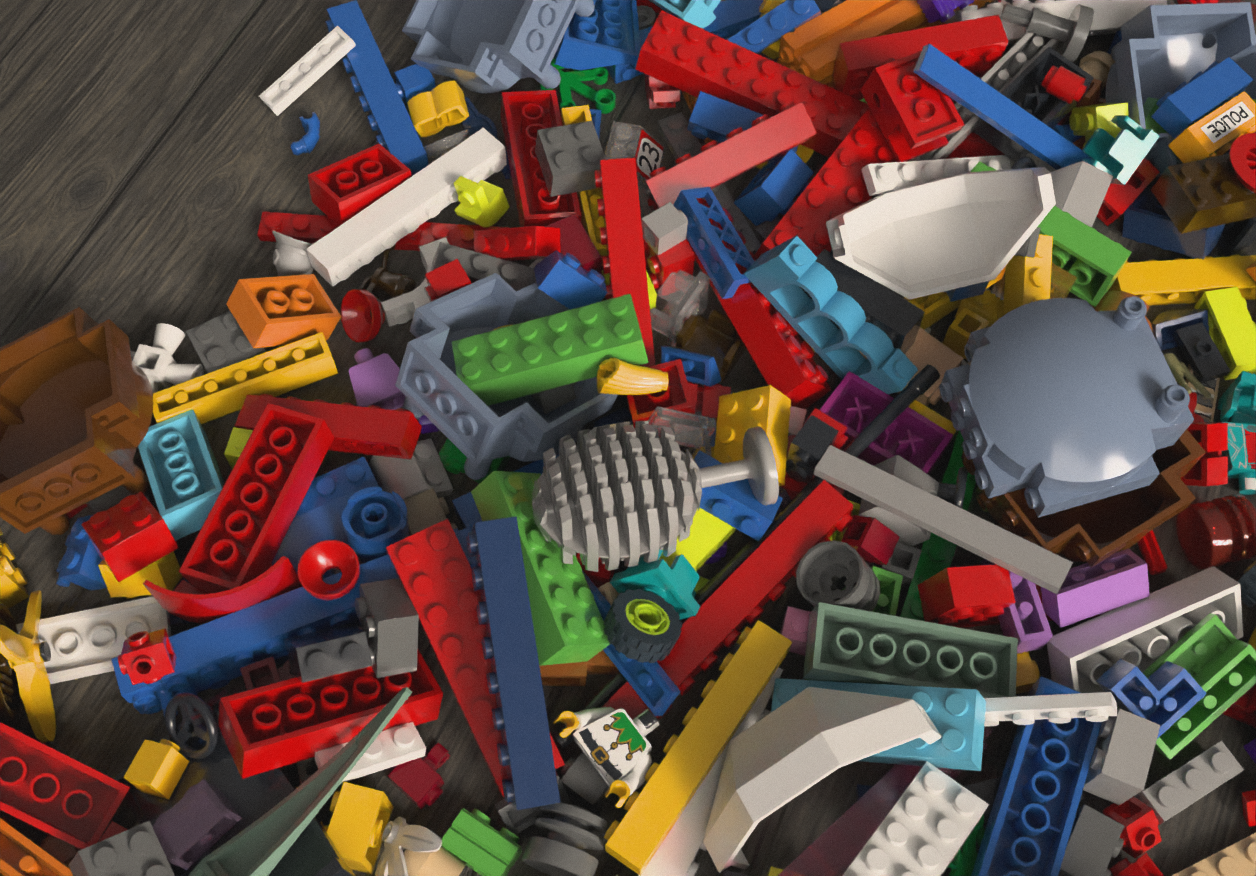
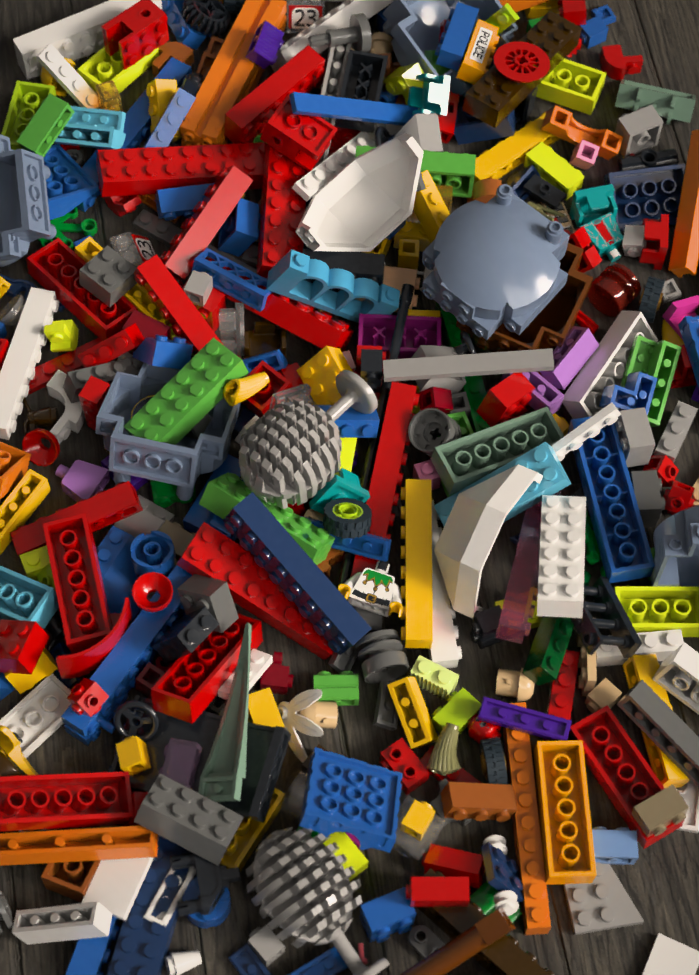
camera: 35 degrees left, 0 degrees up
(1064, 84) = (375, 70): red brick -> none

